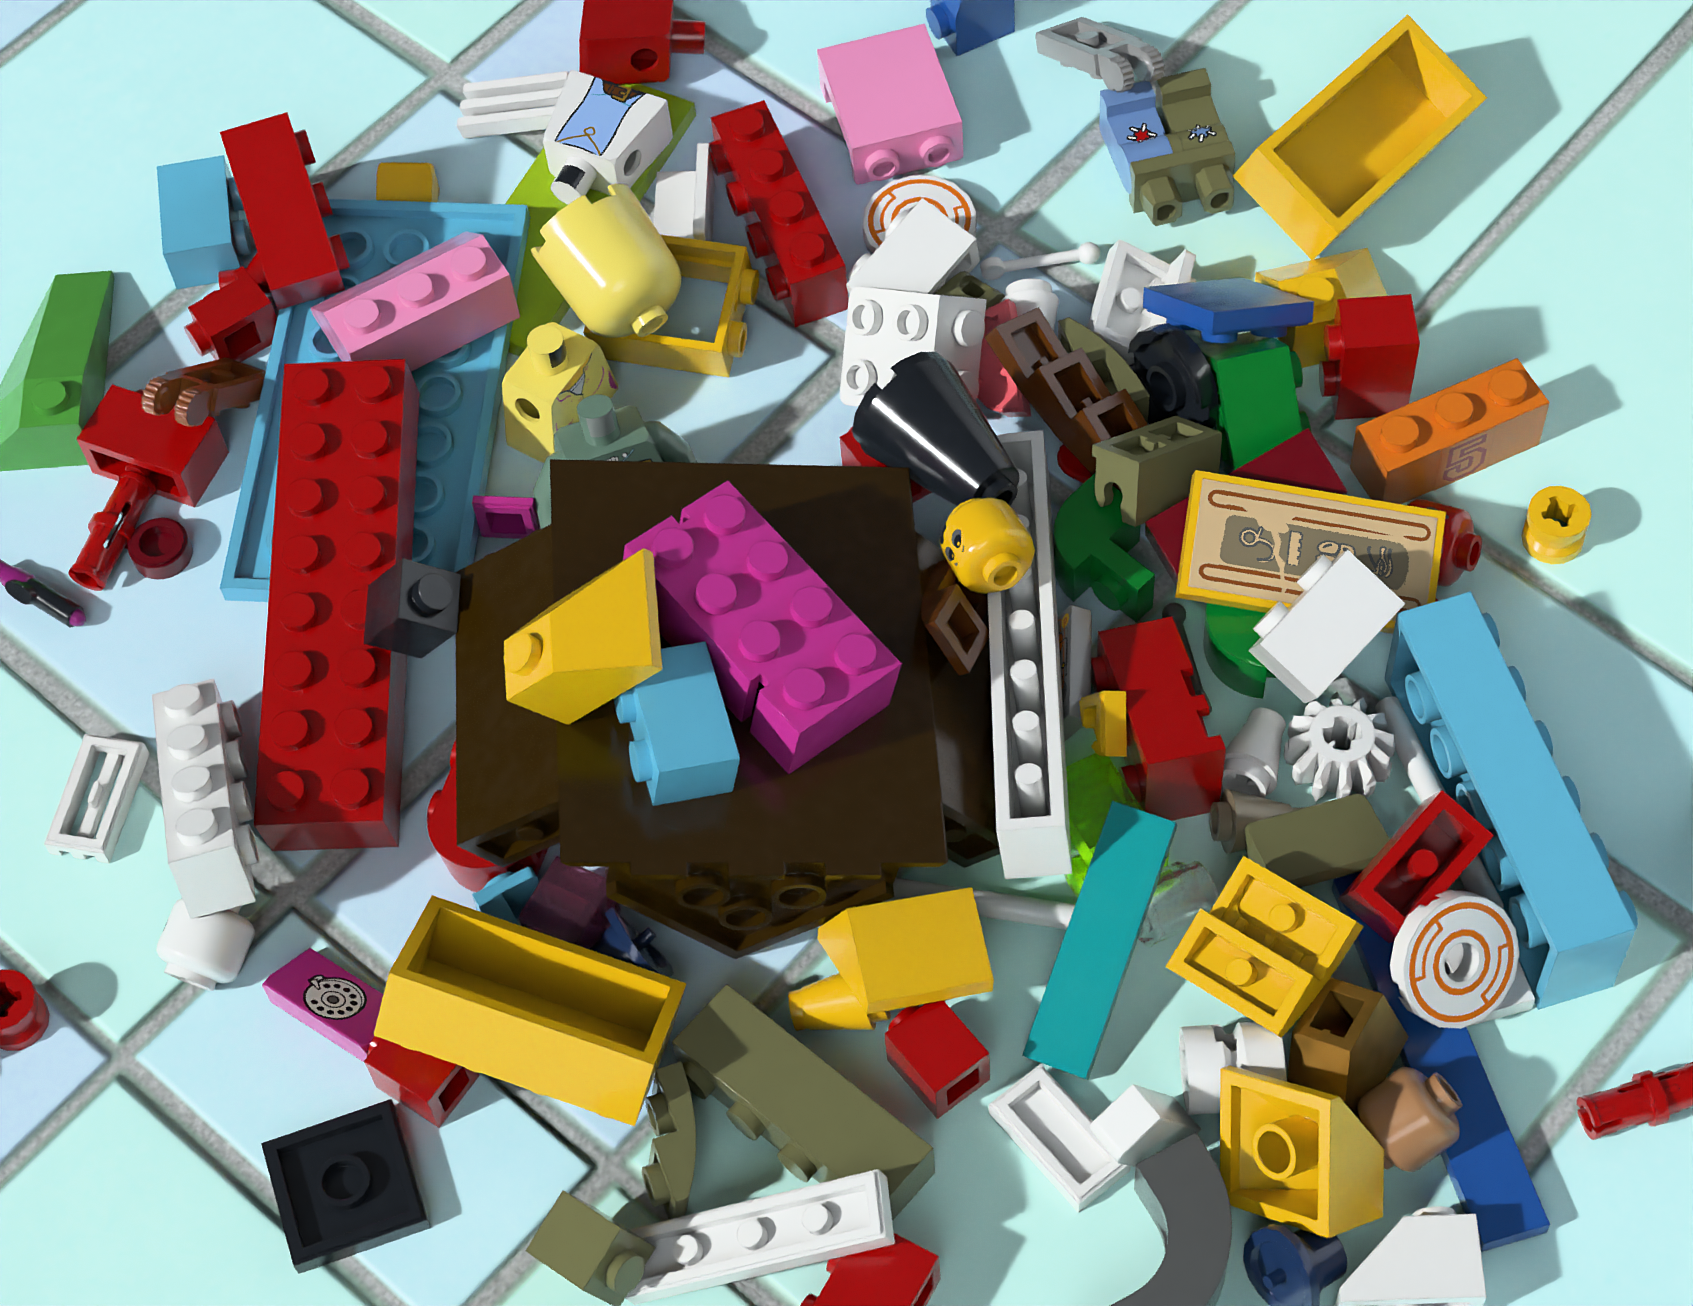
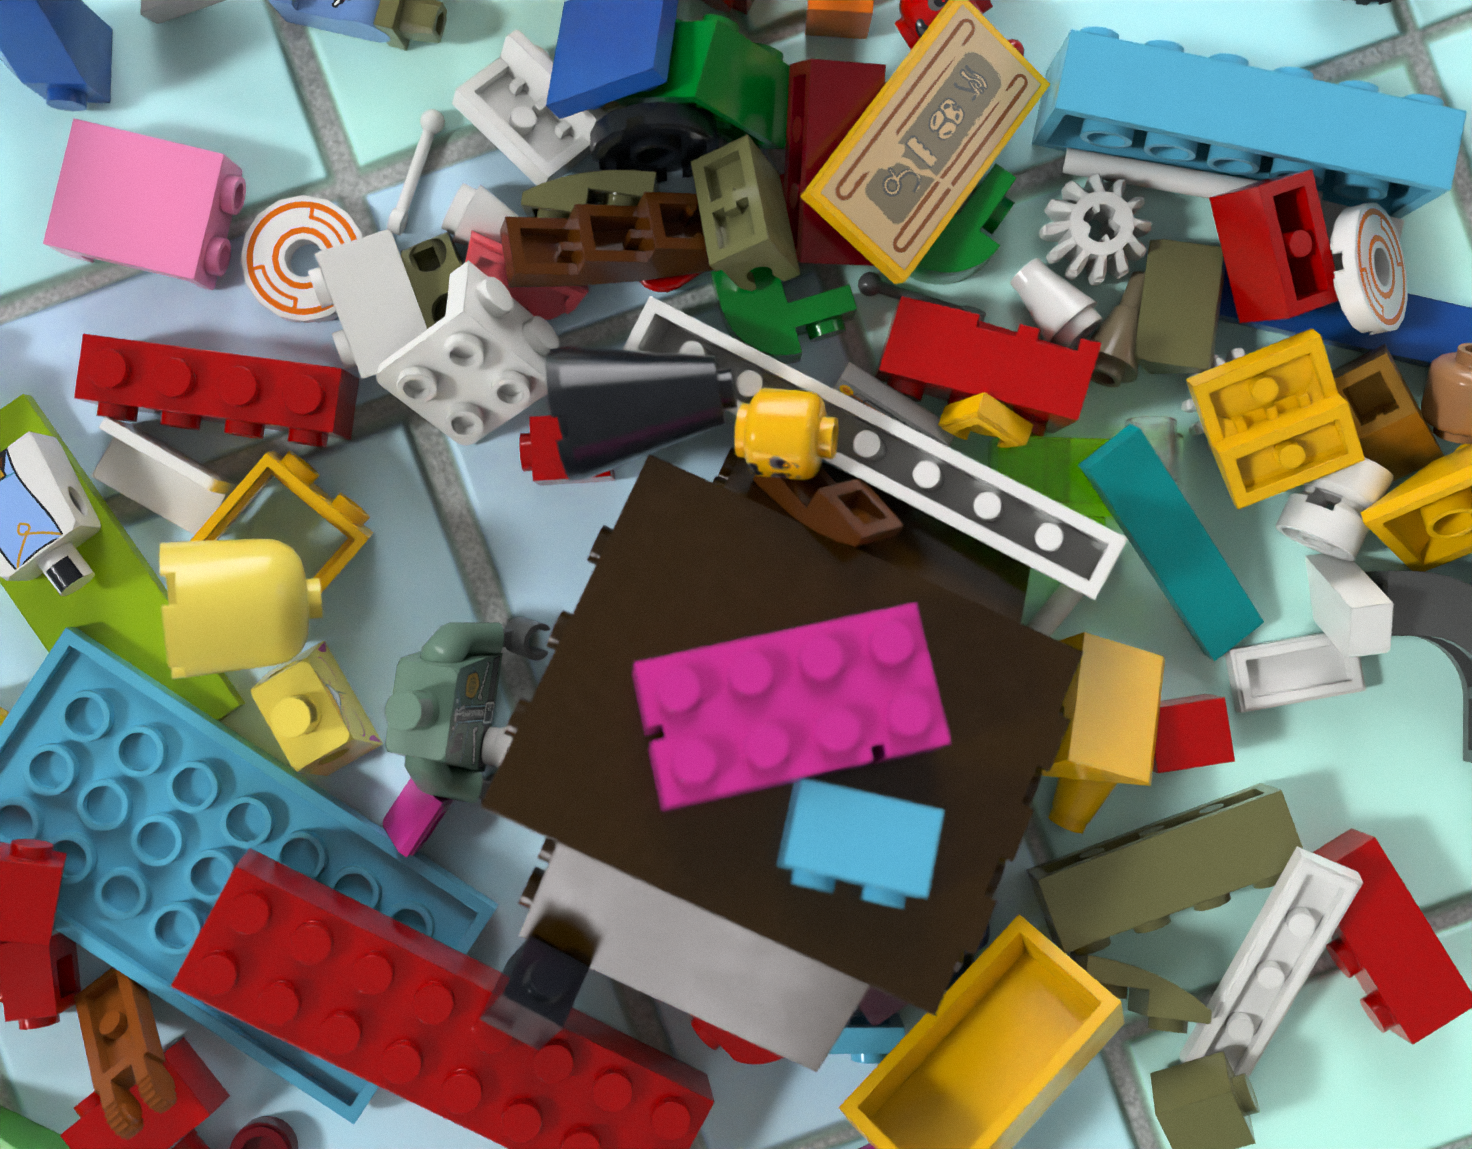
camera: 65 degrees left, 30 degrees up
(422, 305) = (139, 805): bright pink slope -> none
(588, 644) = (746, 894): yellow slope -> none
(1325, 625) = (1016, 175): white brick -> none

